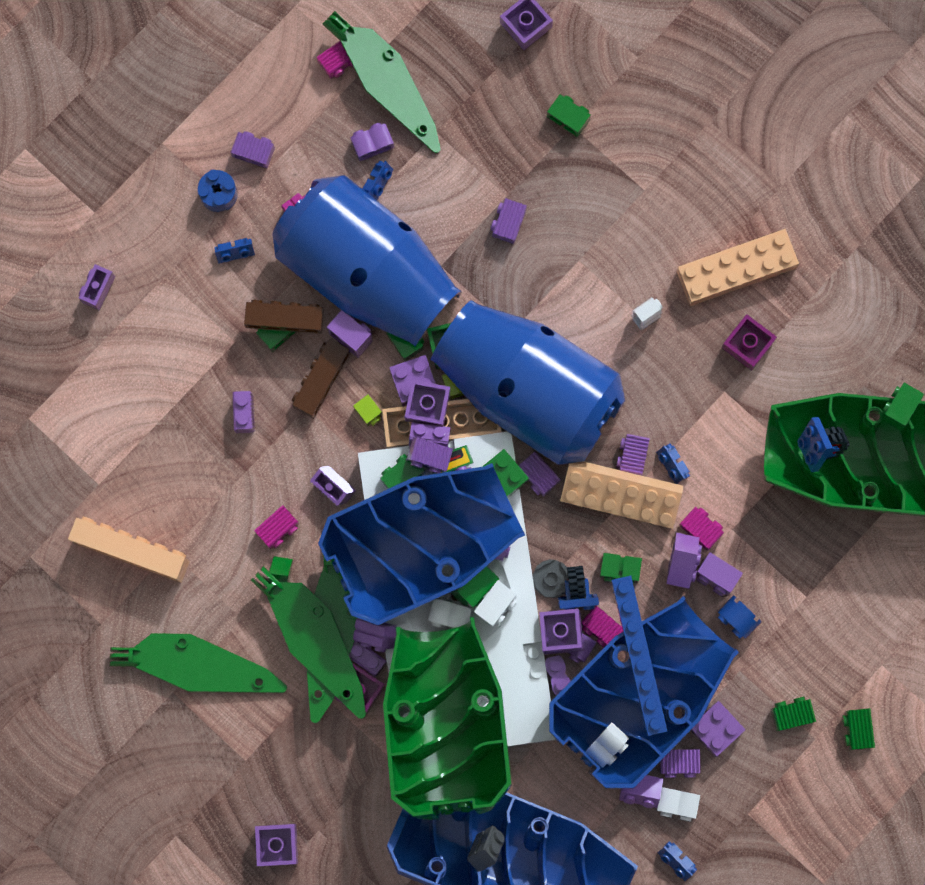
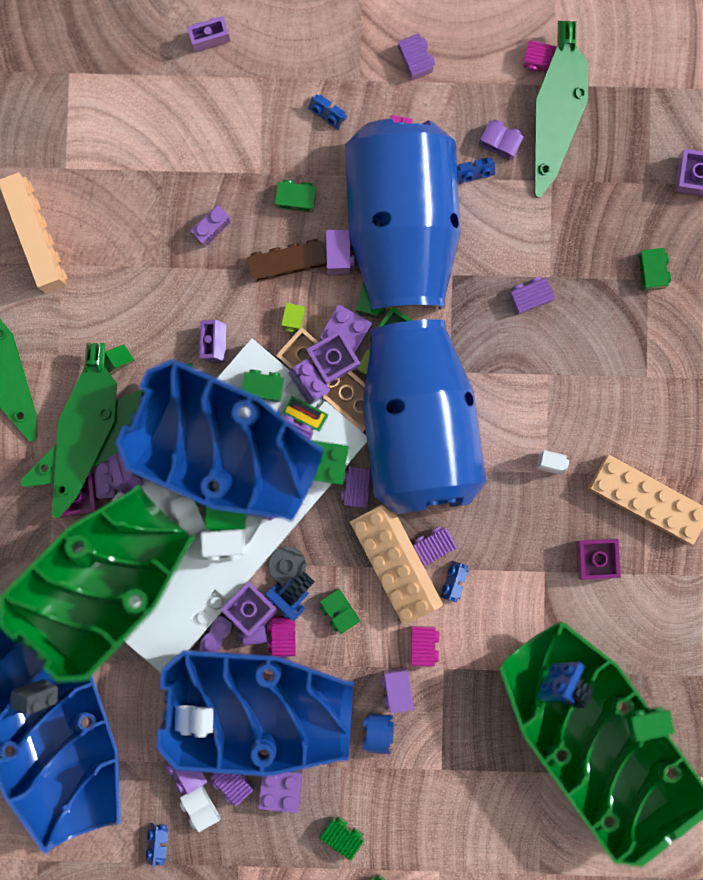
camera: 45 degrees right, 5 degrees up
(214, 181) = (365, 48): blue brick -> none
(277, 527) = (146, 327): dark pink brick -> none
(284, 317) = (306, 192): reddish brown brick -> none
(429, 455) = (293, 393): medium lavender brick -> none
(639, 655) = (278, 687): blue plate -> none
(684, 560) = (385, 655): medium lavender brick -> none

